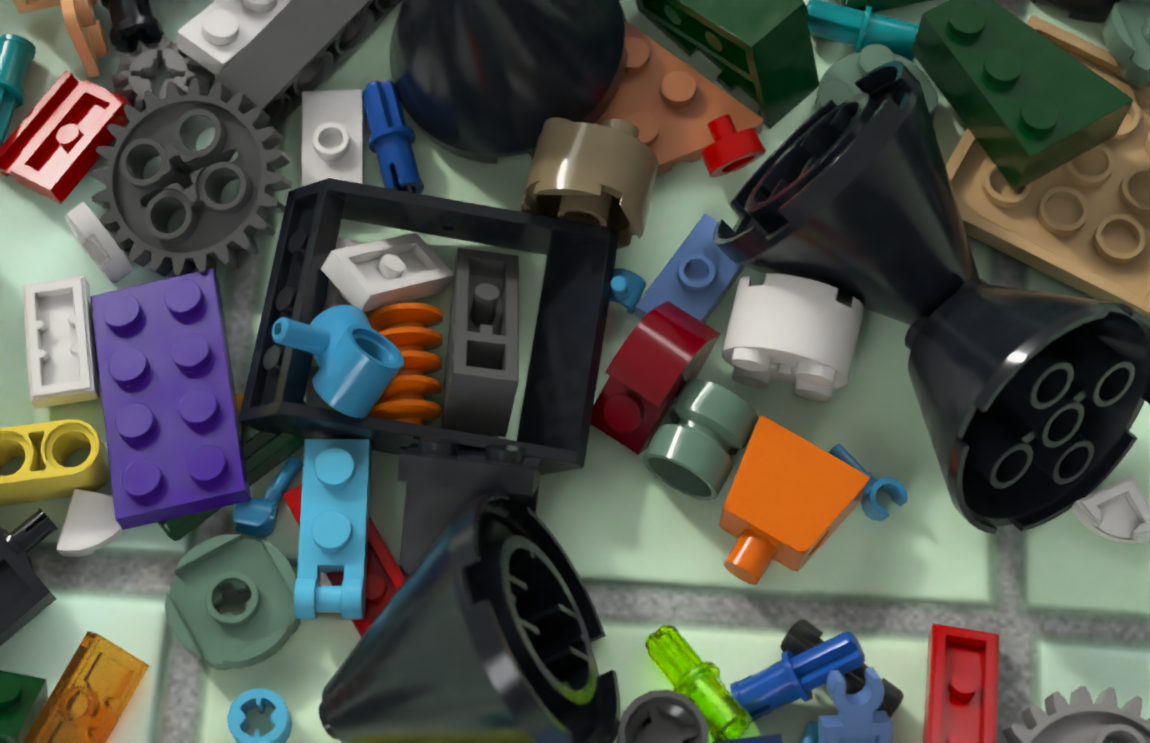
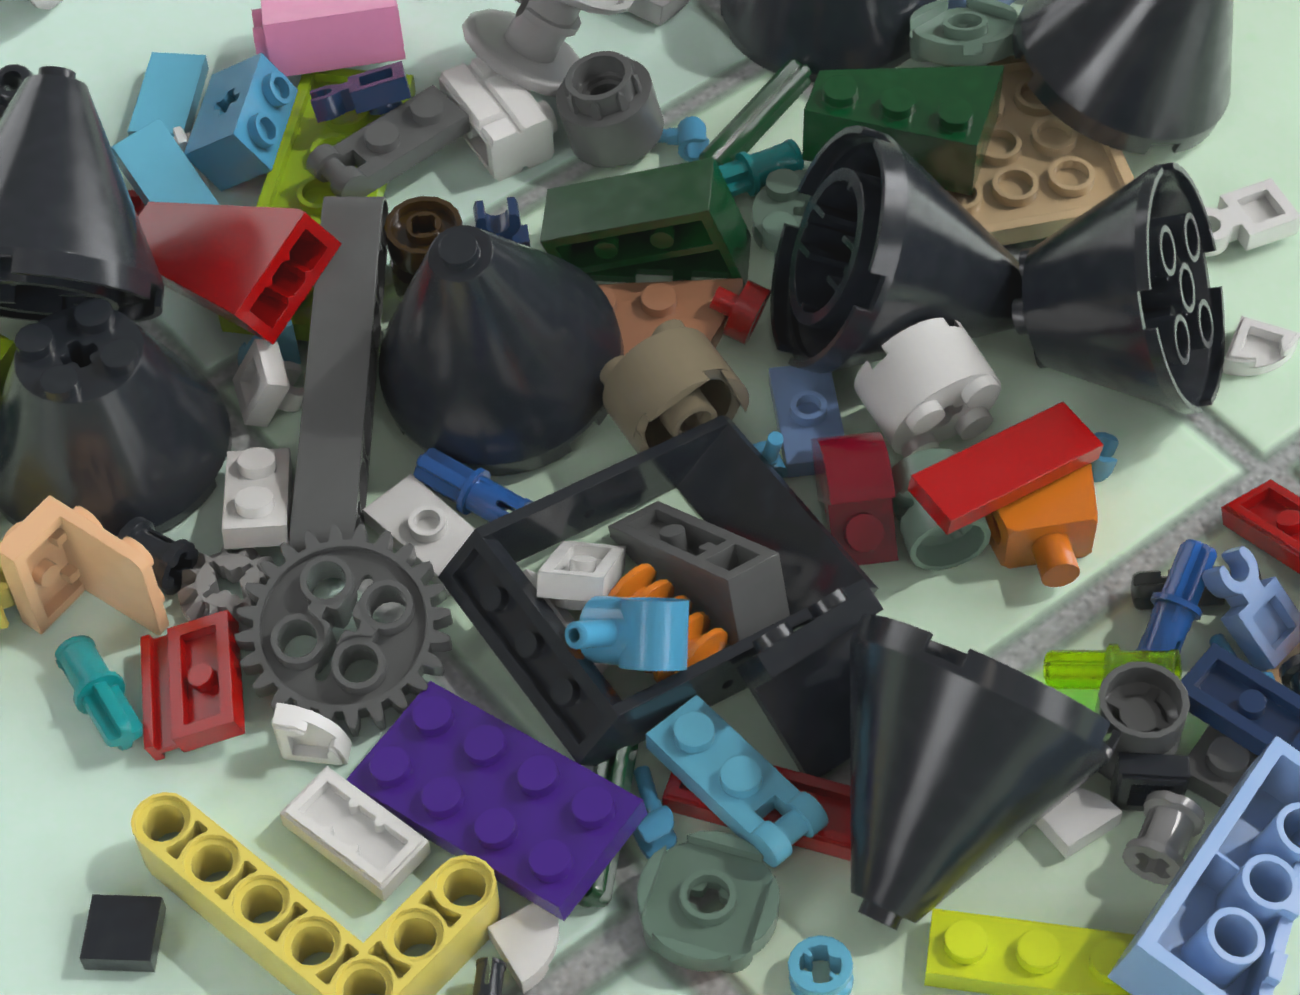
camera: 40 degrees left, 15 degrees down
(765, 454) = (1004, 467): none -> red tile

